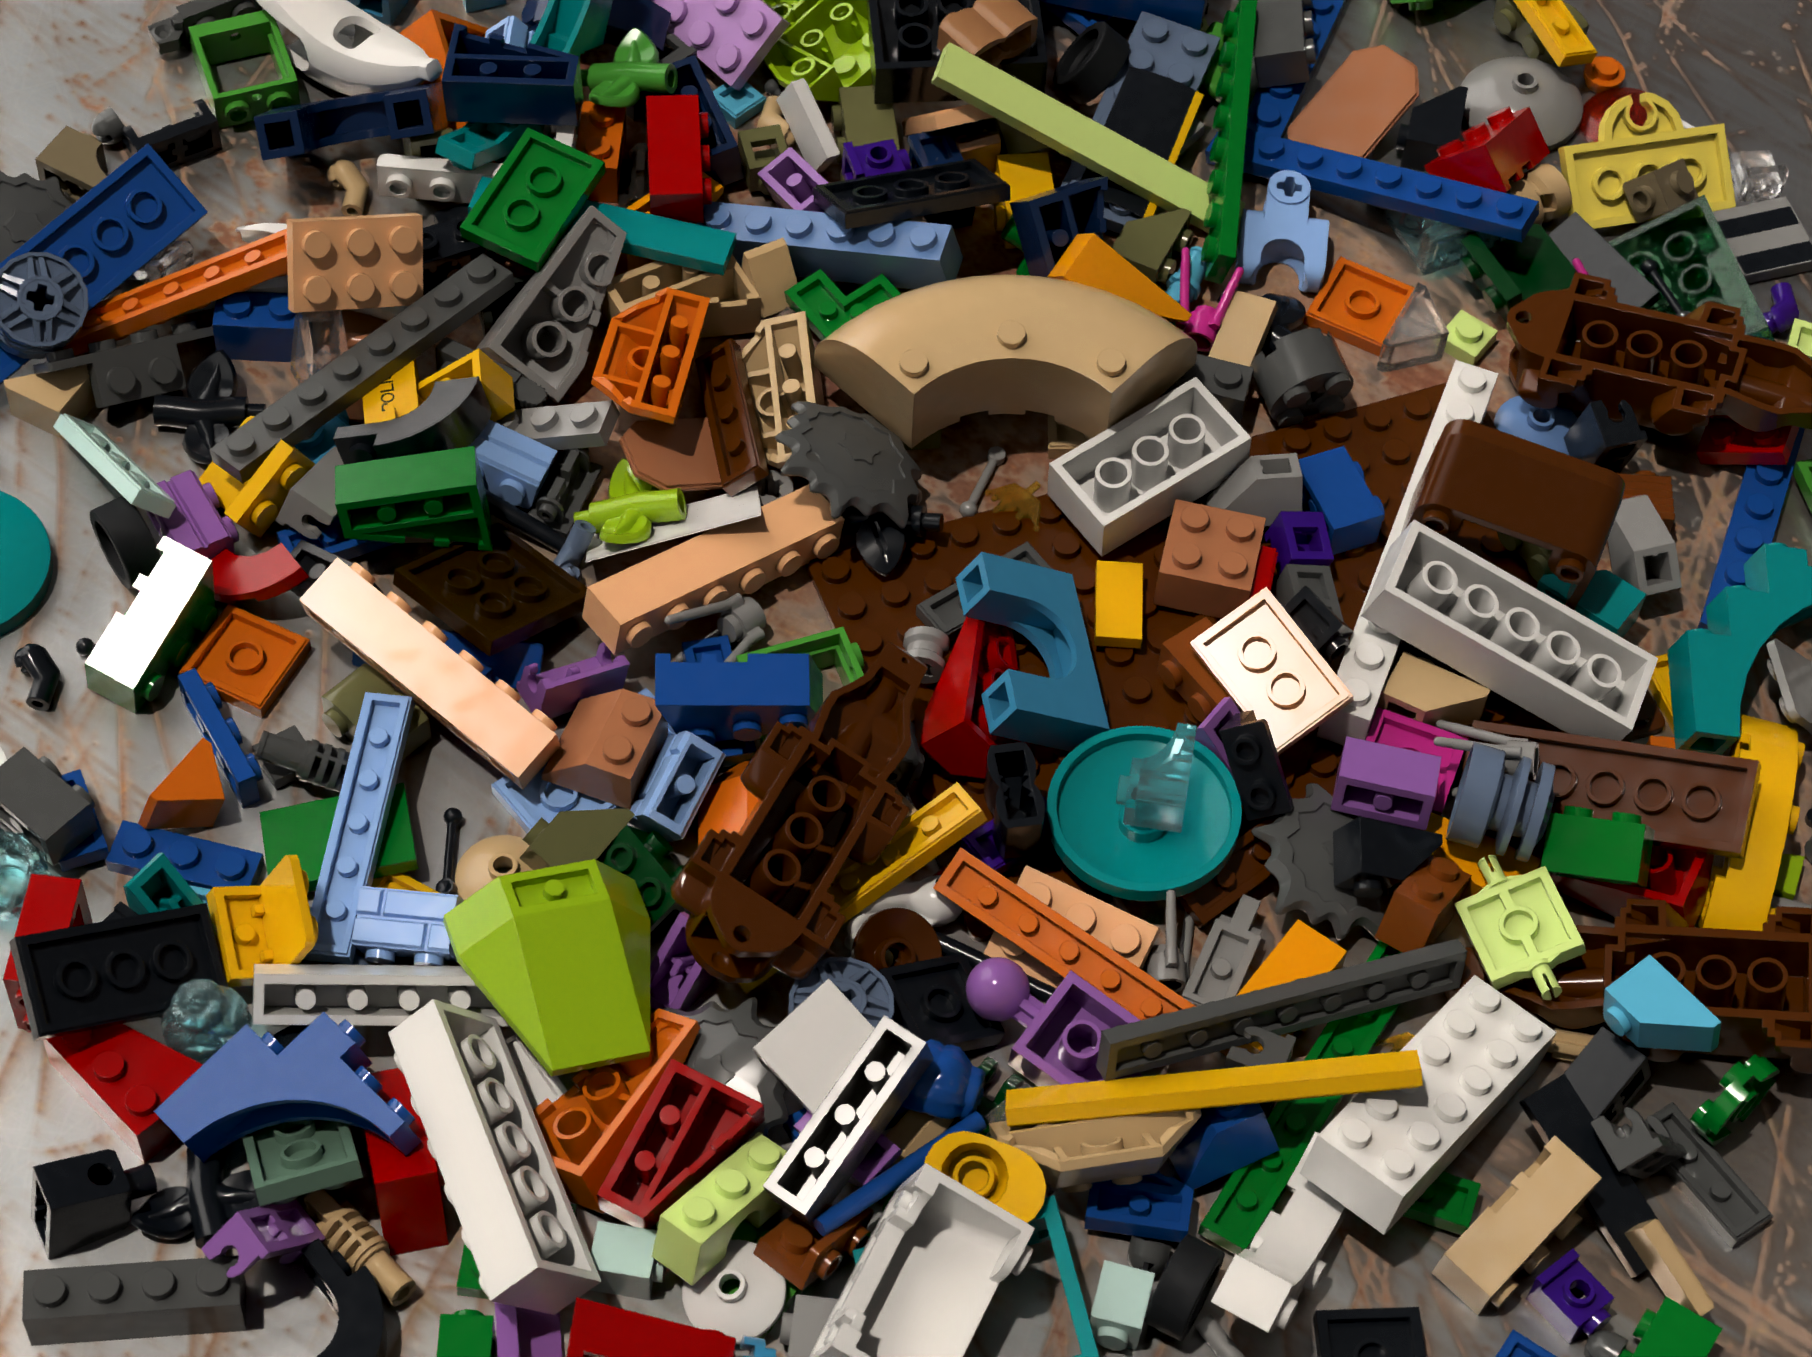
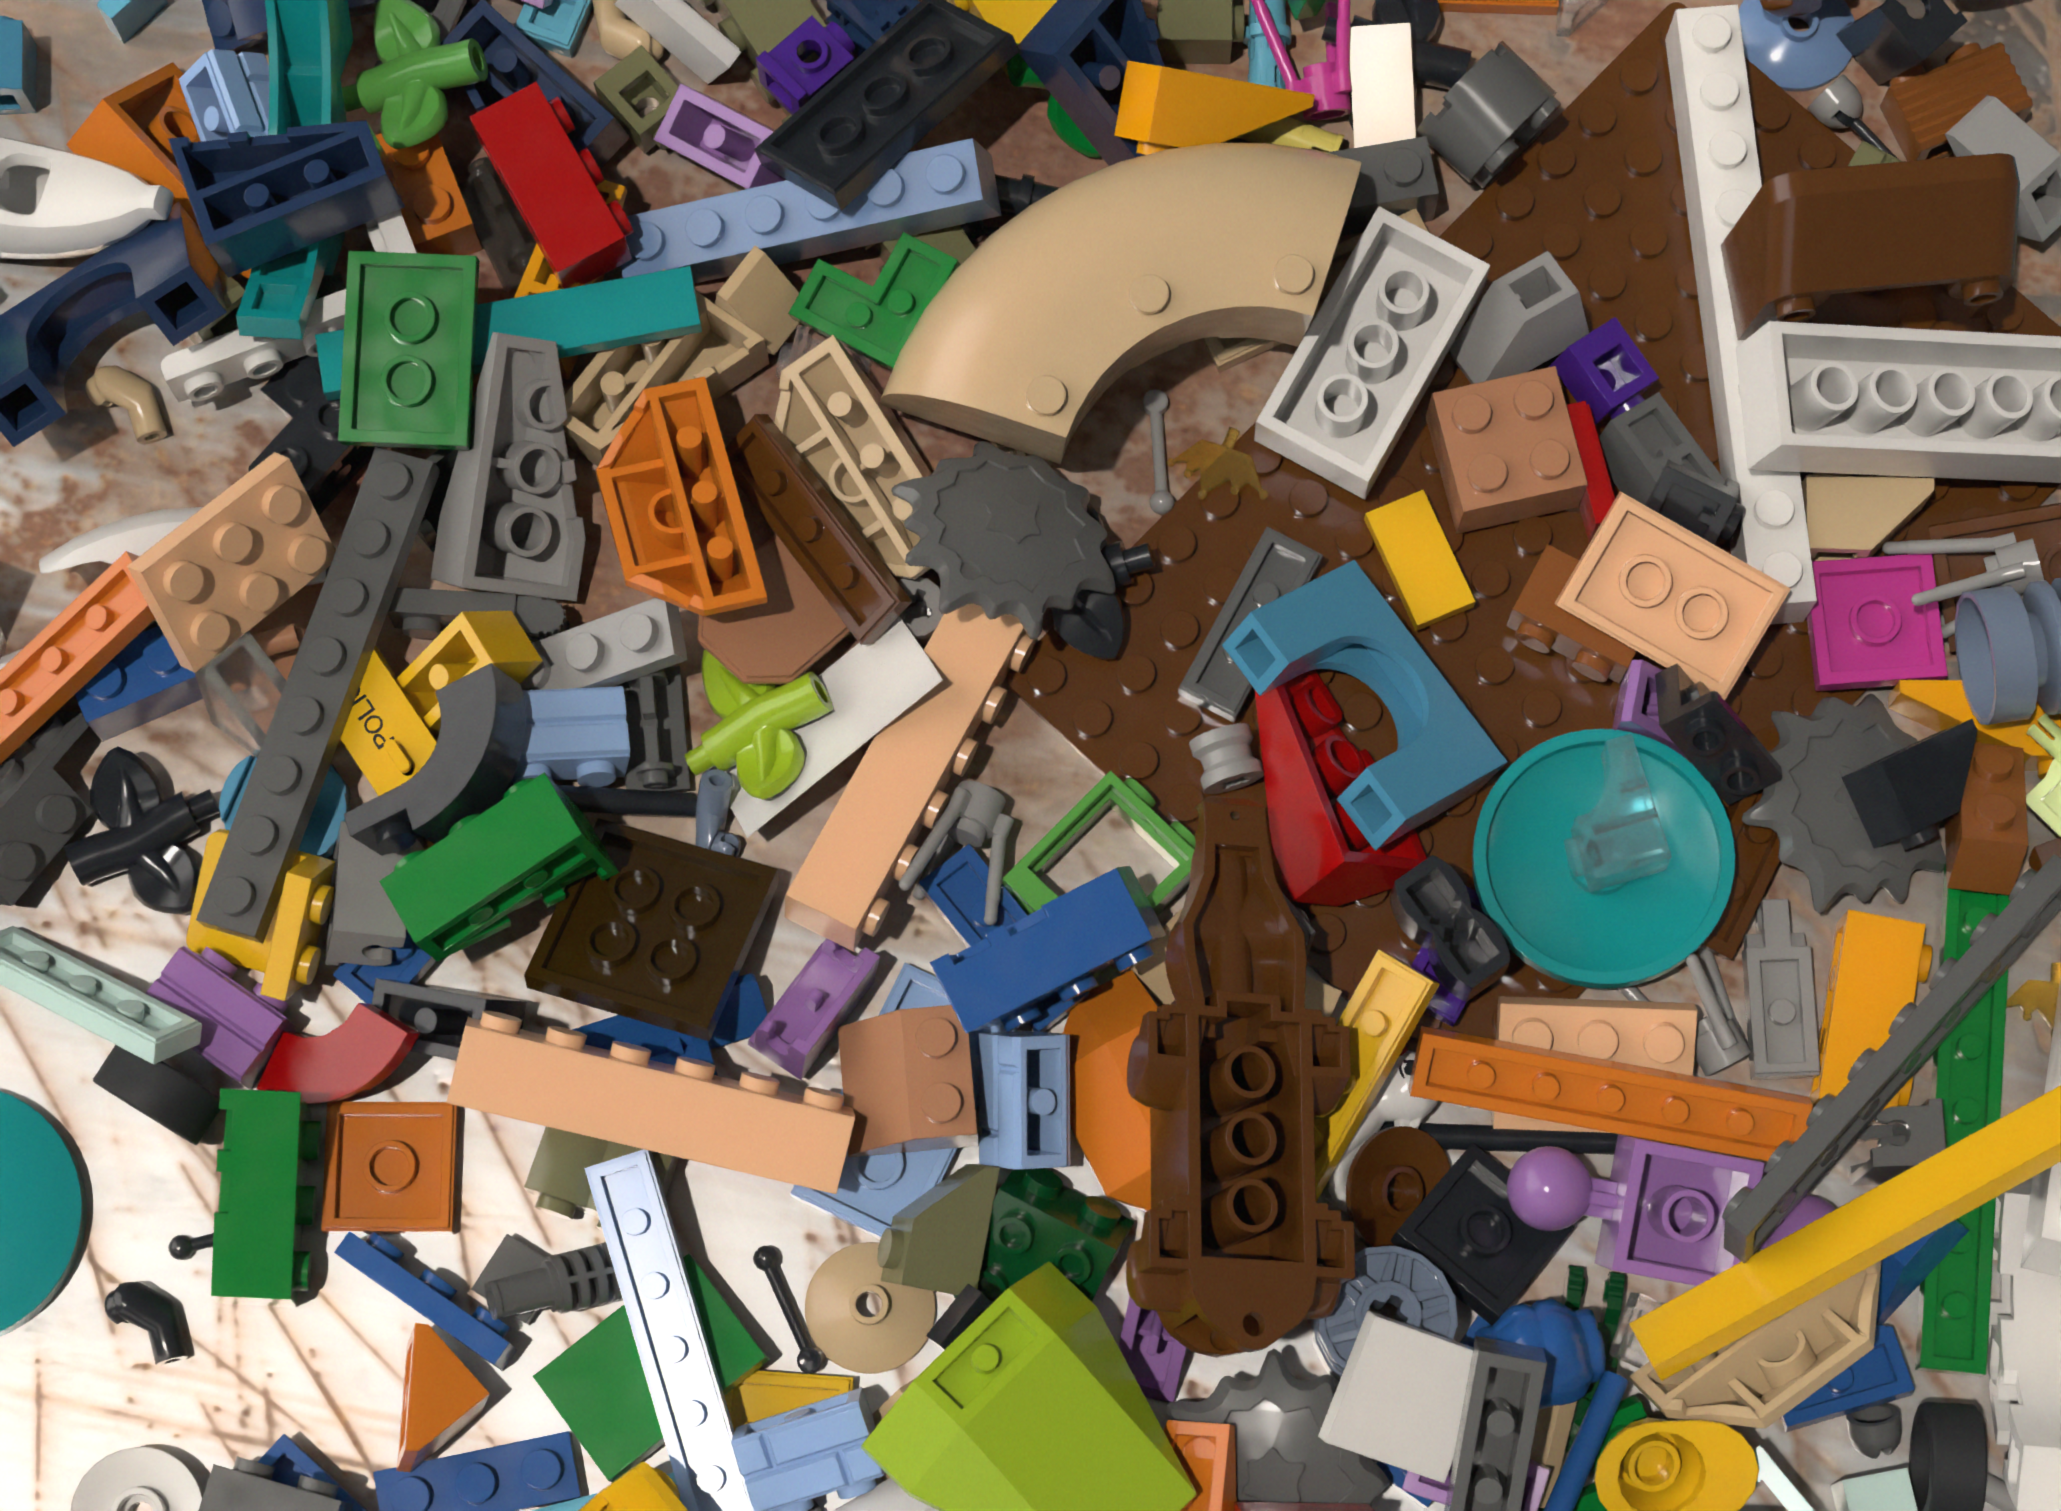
camera: 20 degrees left, 20 degrees up
(1339, 490) = (1621, 276): blue brick -> none
(1386, 783) = (1876, 680): medium lavender brick -> none
(1605, 601) = (2019, 308): teal slope -> none

